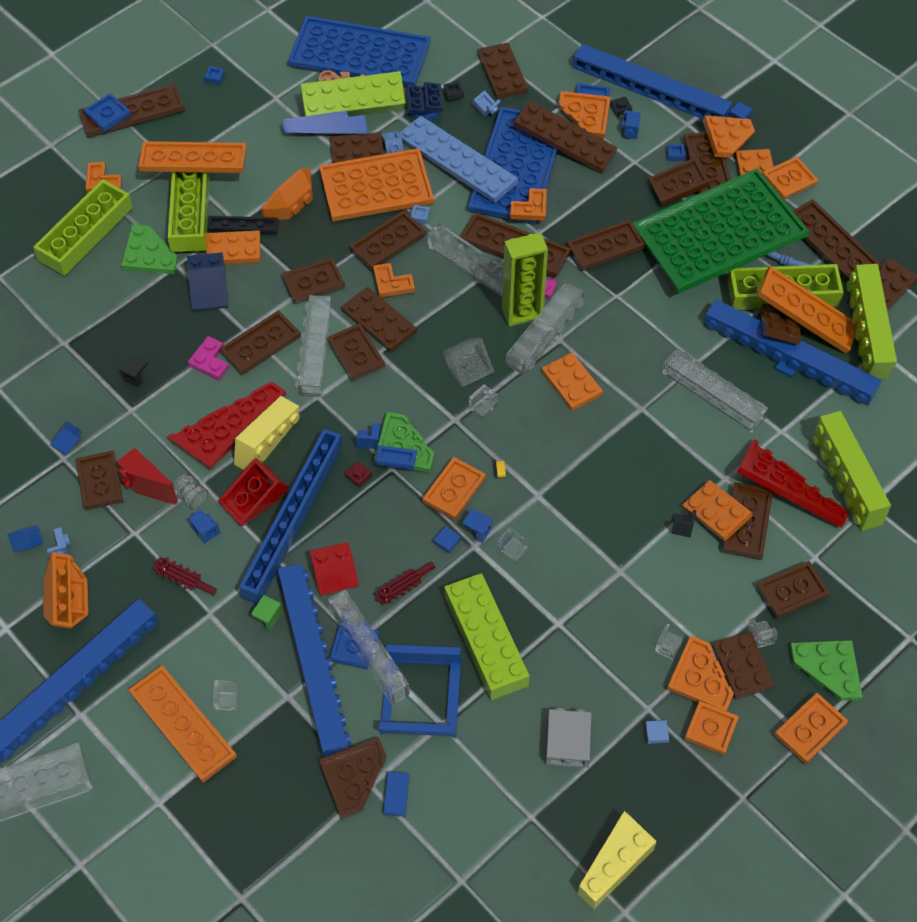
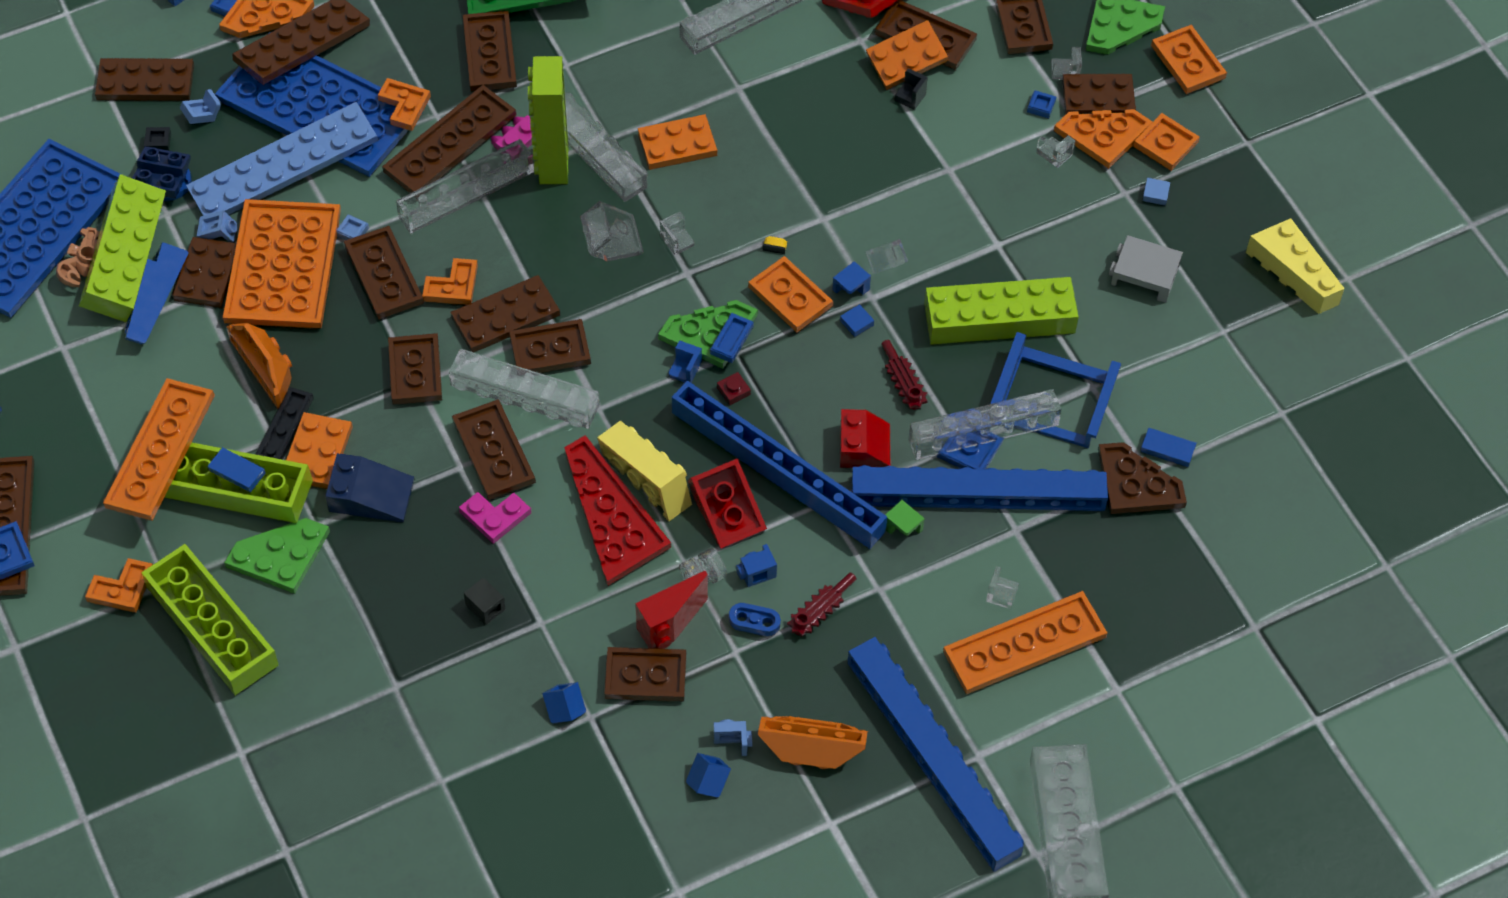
camera: 75 degrees left, 0 degrees up
(159, 537) = (755, 618): none -> blue plate
(187, 200) = (236, 469): none -> blue tile
(714, 623) = (1041, 104): none -> blue tile

